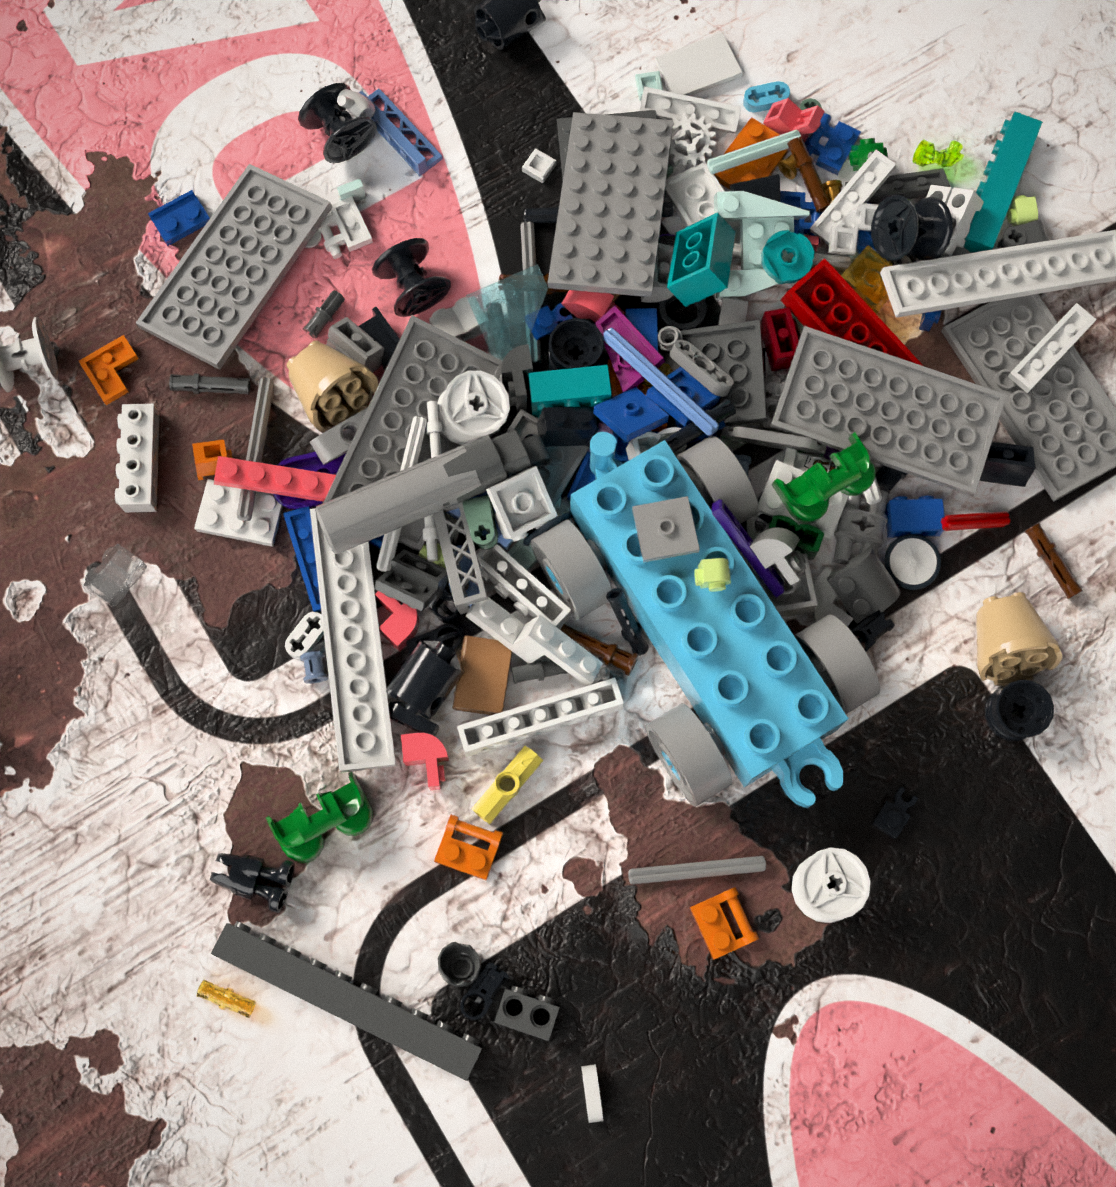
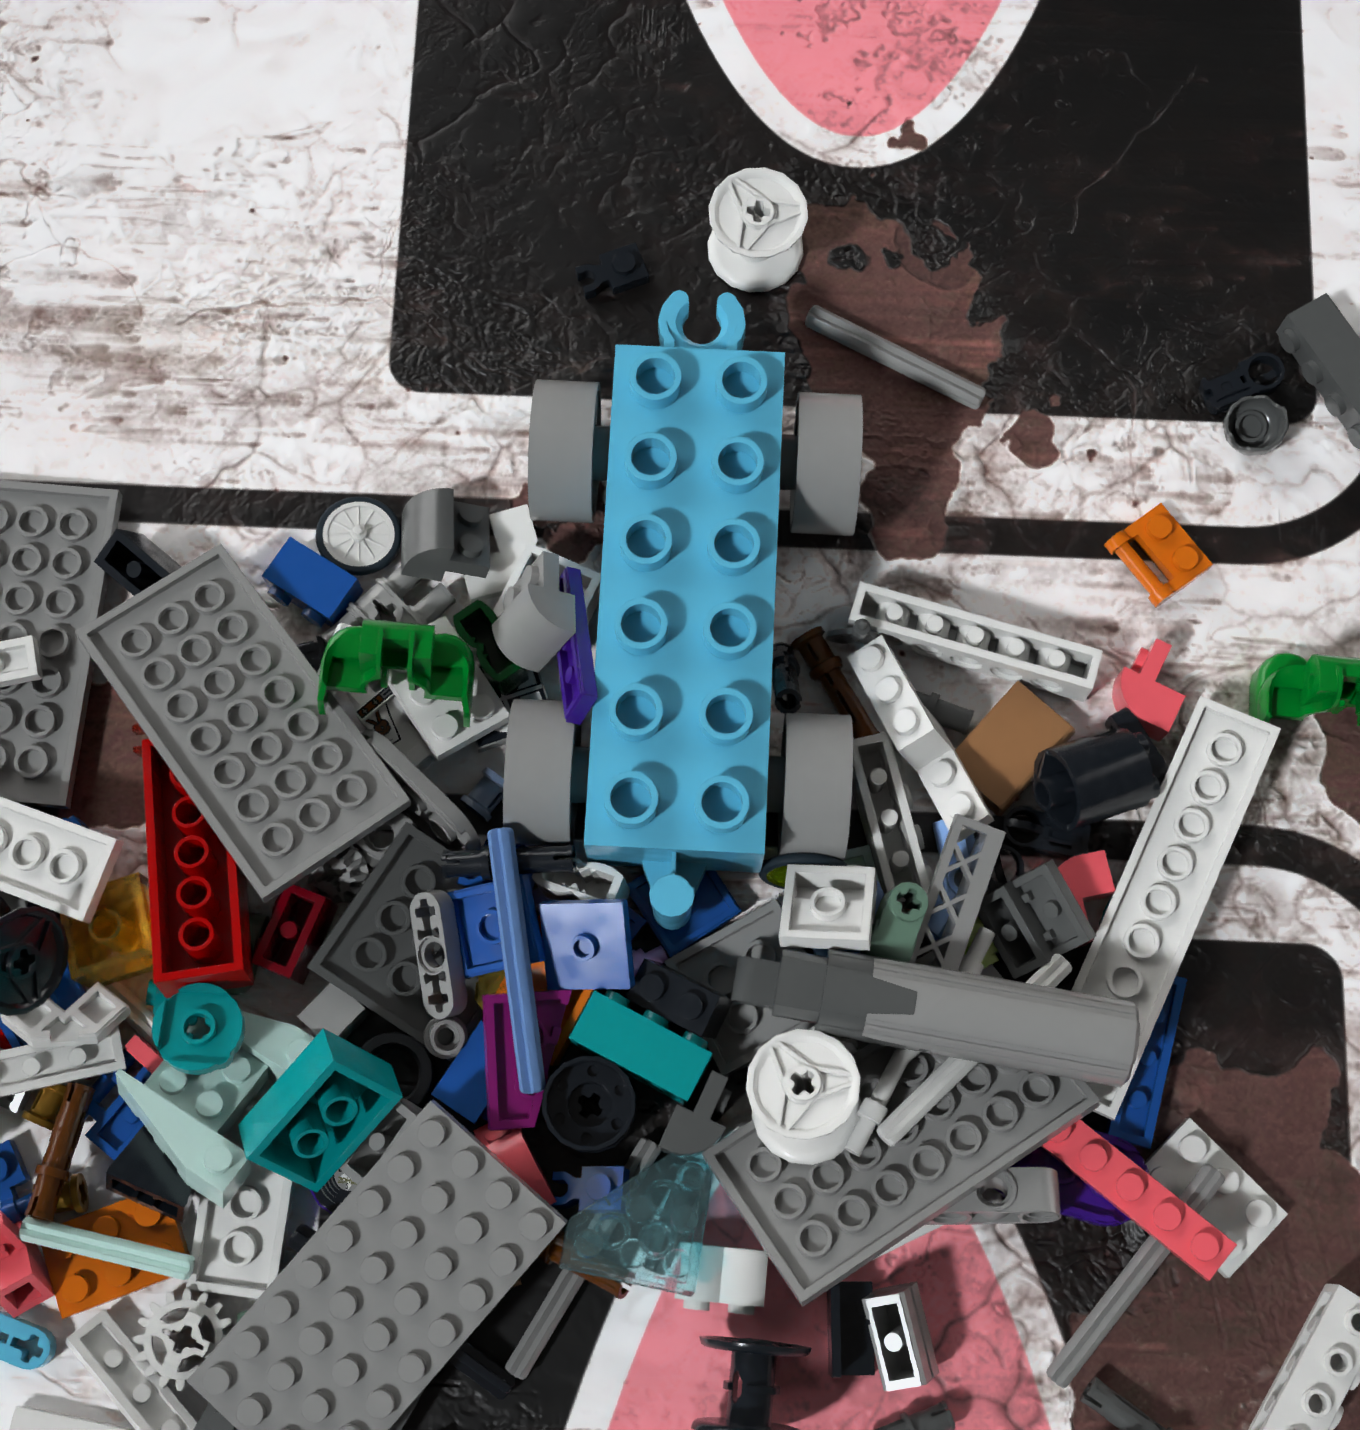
camera: 145 degrees left, 0 degrees up
(206, 456) = (1216, 1317): orange brick -> none
(301, 631) = (1216, 966): white beam -> none
(314, 667) = (1228, 903): sand blue bush -> none
(330, 385) = (977, 1295): tan cone -> none
(495, 798) = (1087, 585): light yellow piece -> none
(524, 1021) = (1213, 320): dark grey brick -> none
(592, 1093) = (1181, 203): white beam -> none
(665, 529) = (678, 706): light grey plate -> none
(713, 574) = (662, 602): yellowish green plate -> none
(716, 928) = (916, 286): orange plate -> none
(872, 629) = (480, 489): black piece -> none
(975, 521) = (243, 525): red axle -> none
(1013, 640) = (321, 354): tan cone -> none
(1034, 708) = (382, 274): black wheel -> none
(1053, 560) = (185, 438): reddish brown pin -> none

